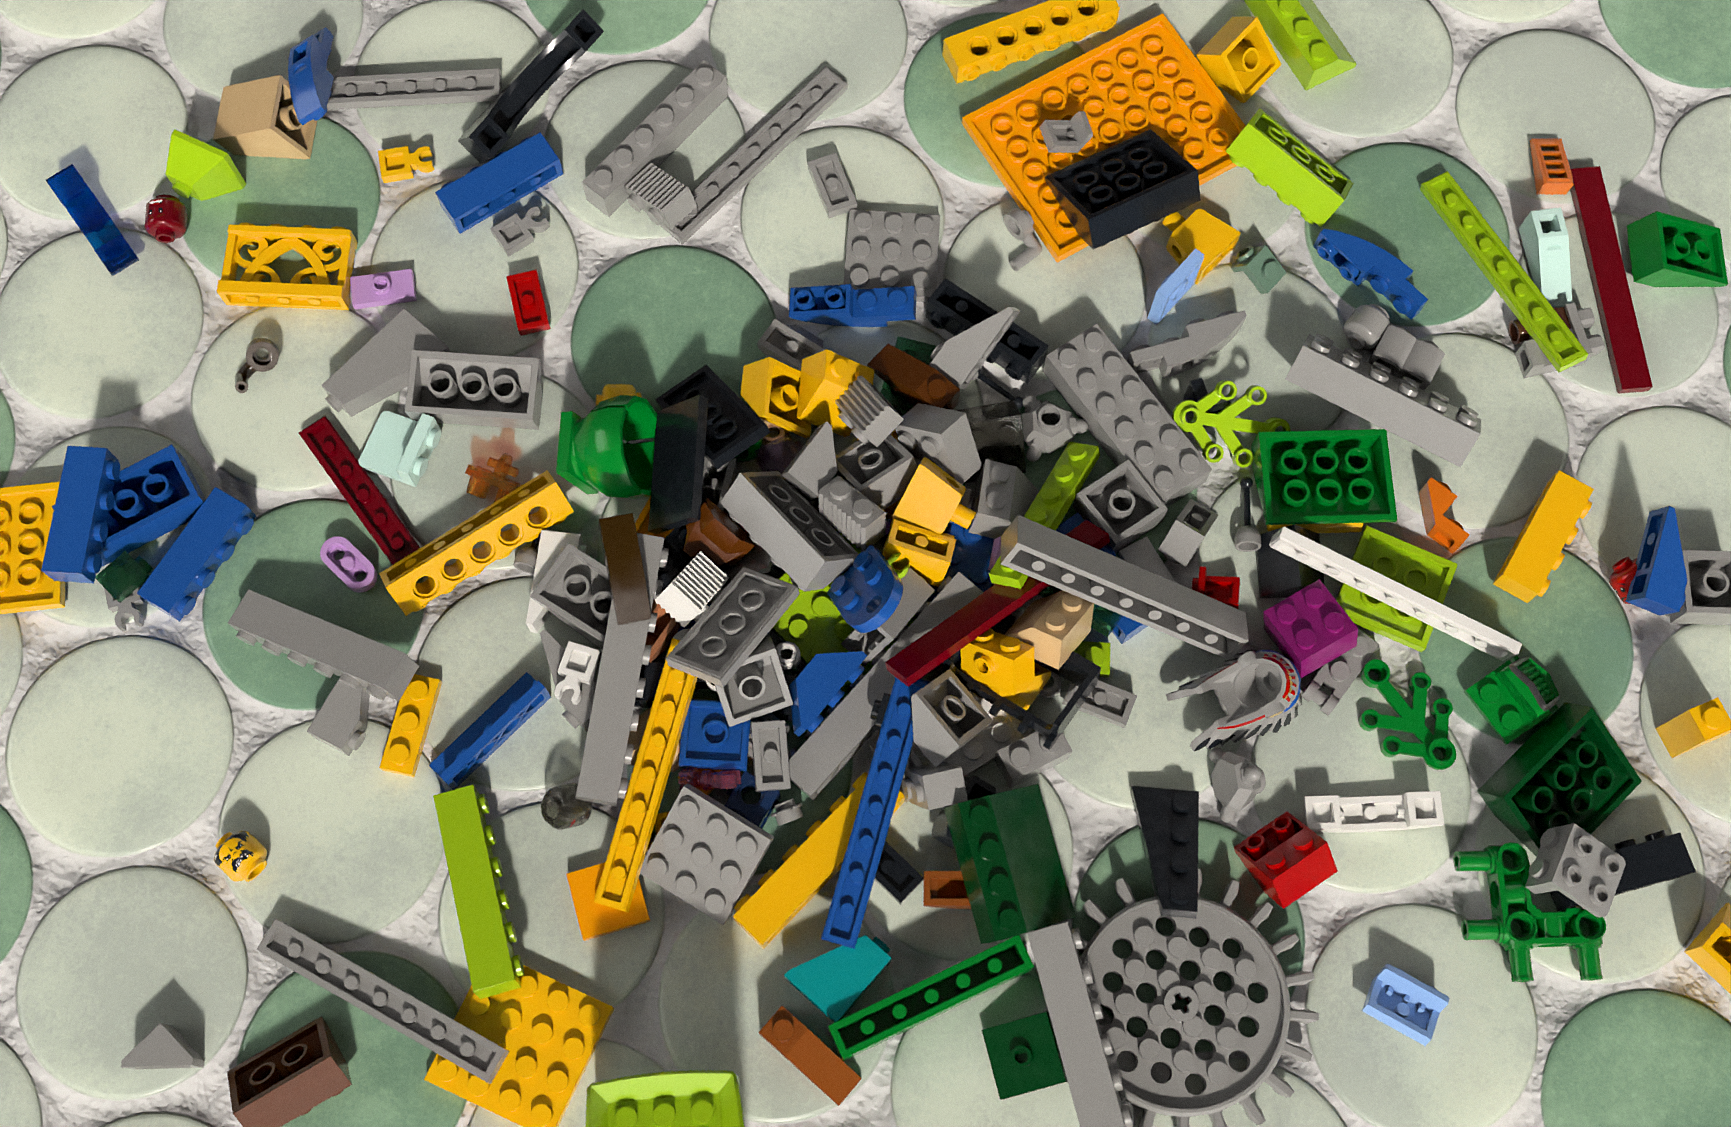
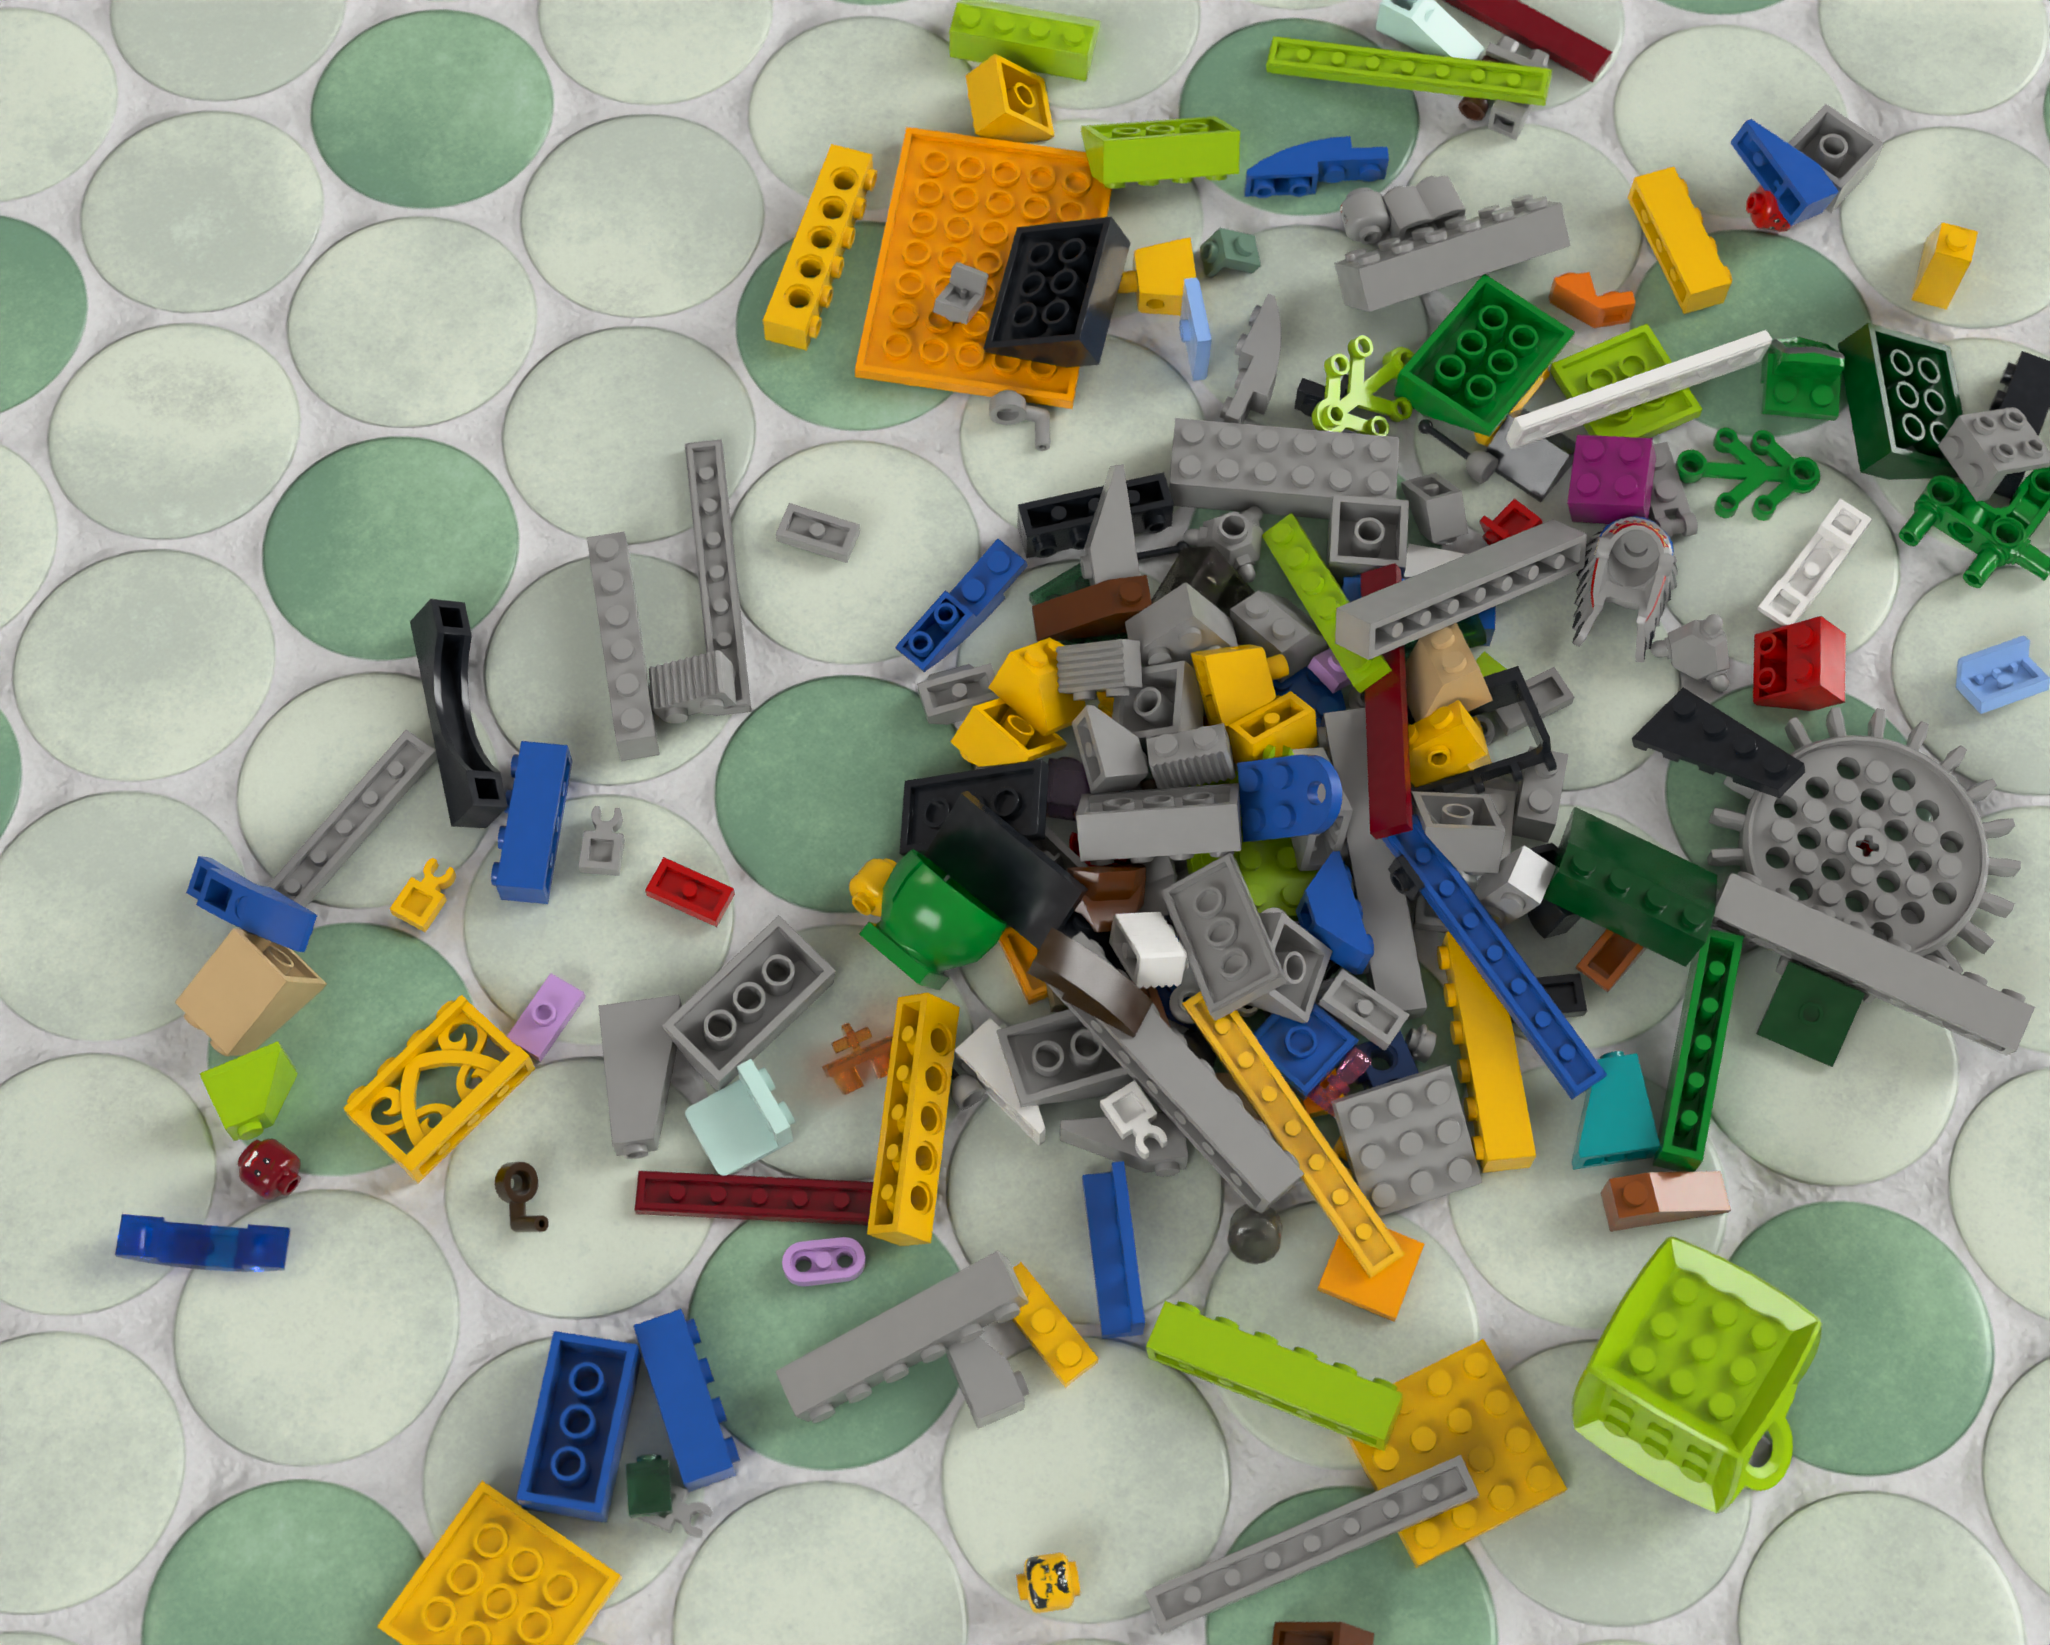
camera: 50 degrees left, 5 degrees down
(81, 514) = (561, 1468): blue brick -> none
(892, 251) = (933, 536): light grey plate -> none

